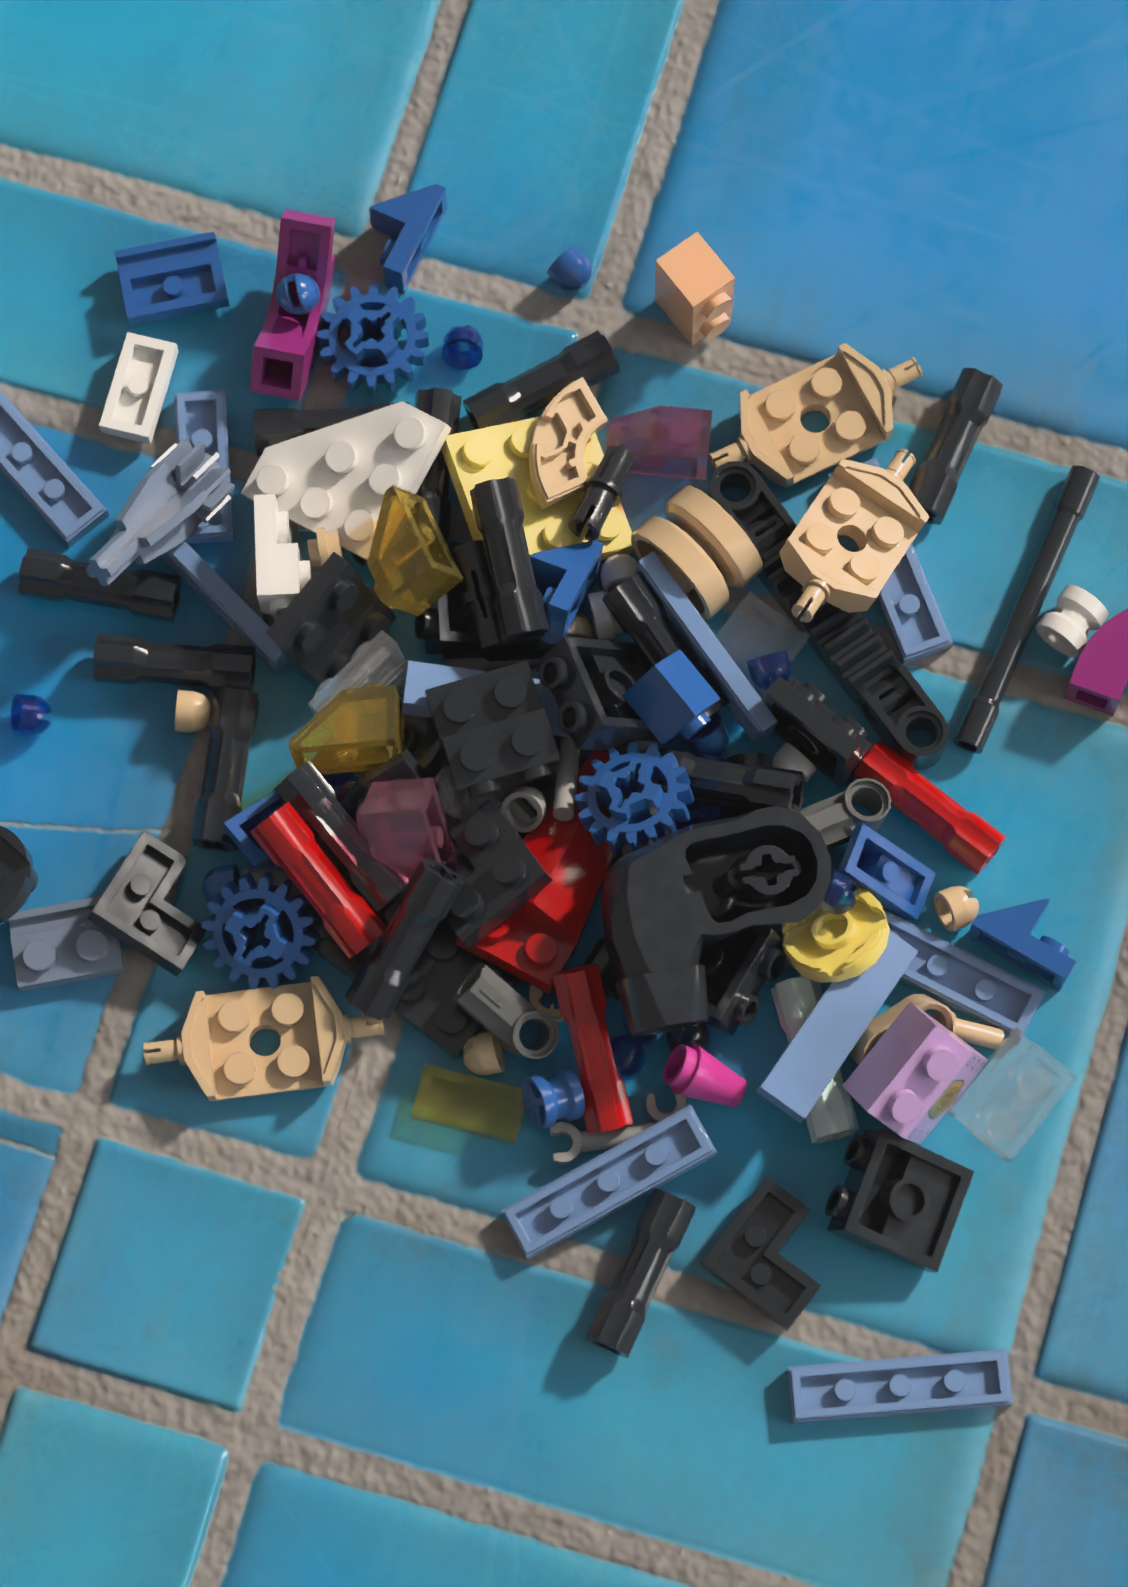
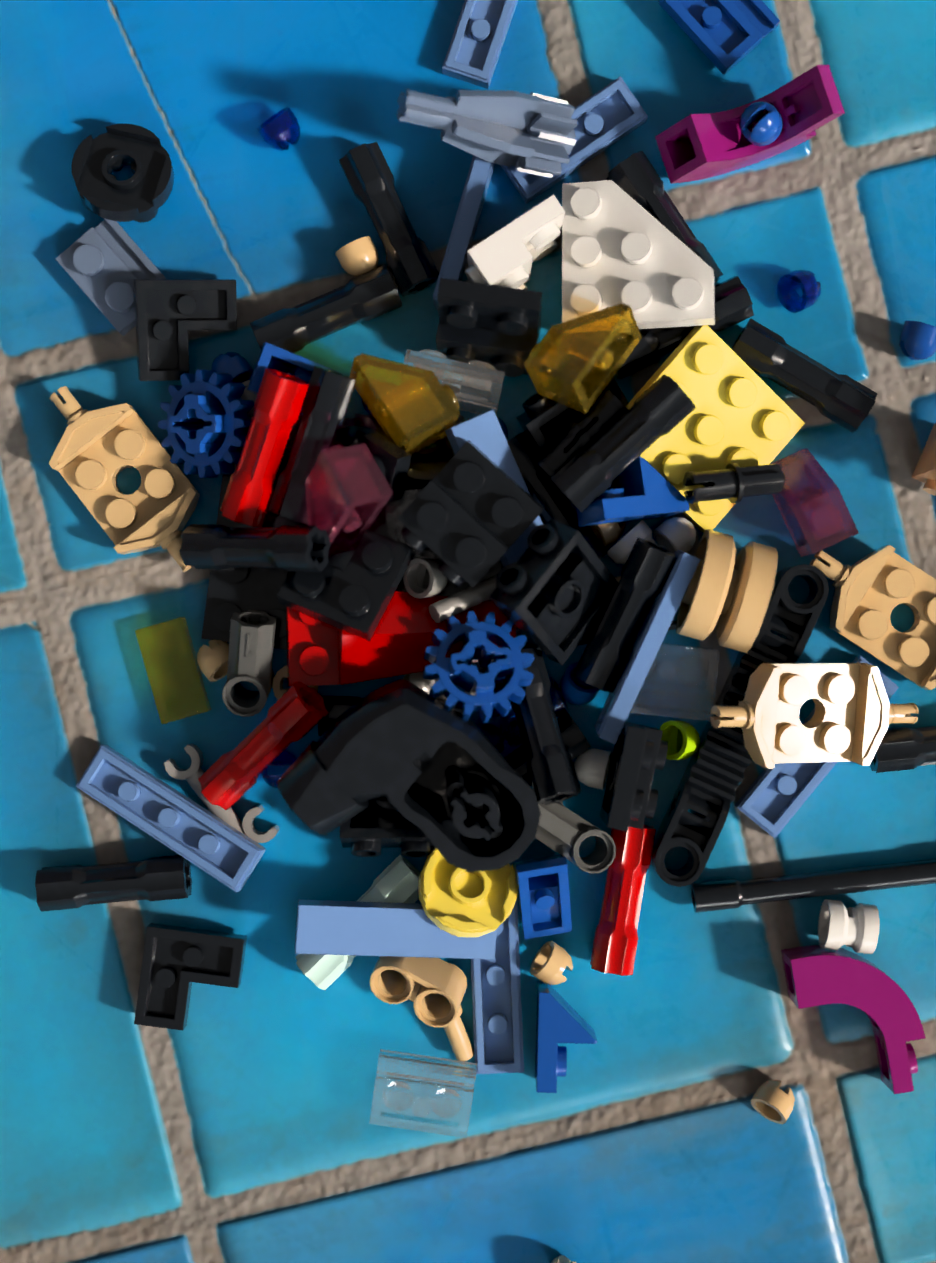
camera: 55 degrees right, 15 degrees up
(61, 578) = (432, 157): black axle -> none
(138, 388) = (607, 43): white plate -> none
(323, 547) = (549, 282): tan plate -> none
(372, 360) = (780, 212): blue gear -> none
(412, 224) = (887, 183): blue slope -> none
(553, 1098) = (207, 737): blue wheel -> none
(560, 443) = (758, 422): tan tile -> none
(672, 698) = (581, 649): blue brick -> none
(701, 1076) = (293, 845): dark pink cone -> none
(768, 668) = (661, 707): clear blue hinge -> none
(818, 673) = (682, 739): none -> lime hinge
(840, 894) = (495, 880): hinge -> none
(898, 1198) = (286, 1051): black plate -> none
(899, 1386) = (146, 1129): medium blue tile -> none
(914, 1074) = (382, 1017): lavender slope -> none

